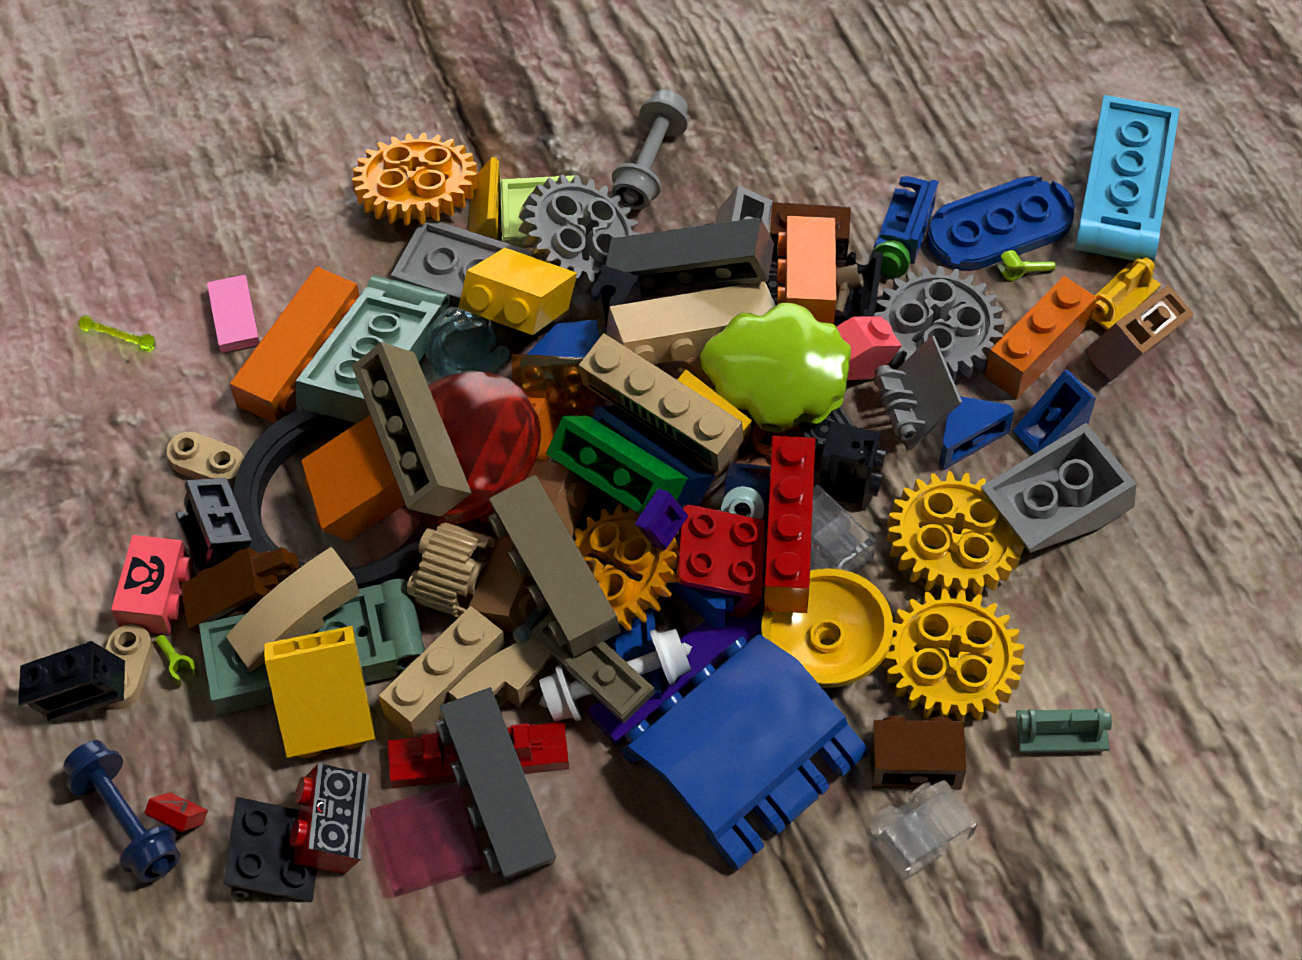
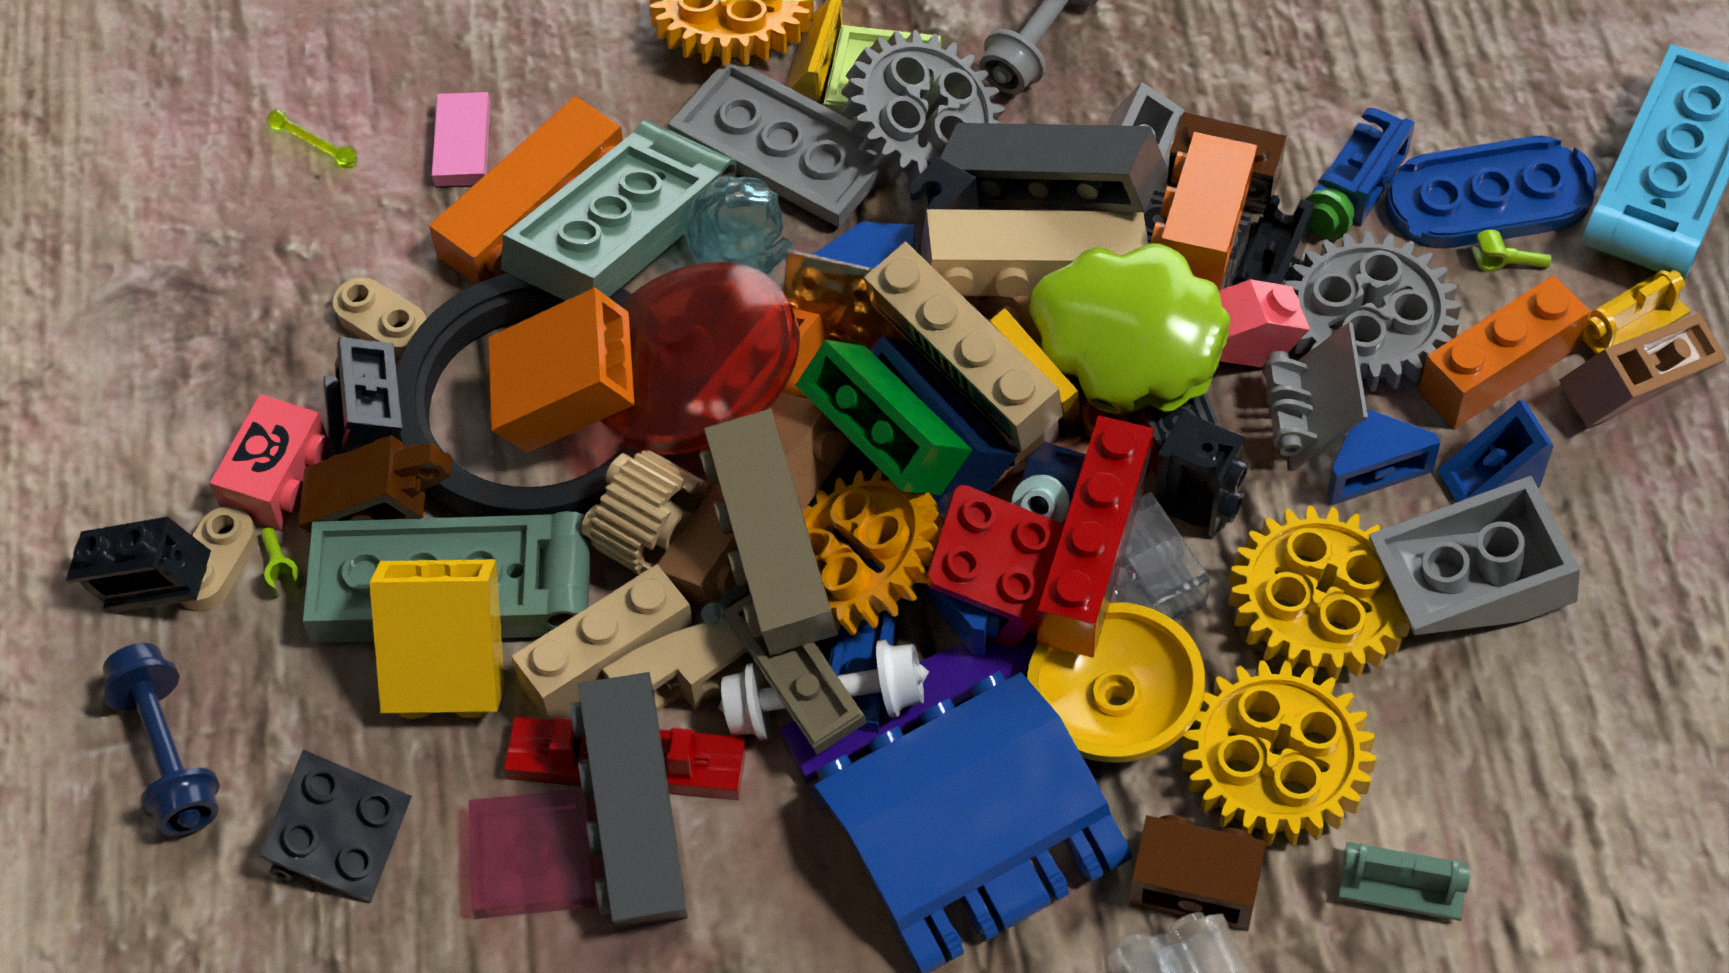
camera: 15 degrees right, 0 degrees up
(175, 812) = (227, 754): red tile -> none
(294, 607) = (432, 520): tan slope -> none
(330, 818) = (414, 801): brick -> none
(411, 430) = (626, 322): dark tan brick -> none
(517, 290) = (817, 169): yellow brick -> none
(661, 519) = (921, 497): dark purple tile -> none
(847, 279) = (1257, 230): dark tan hand -> none

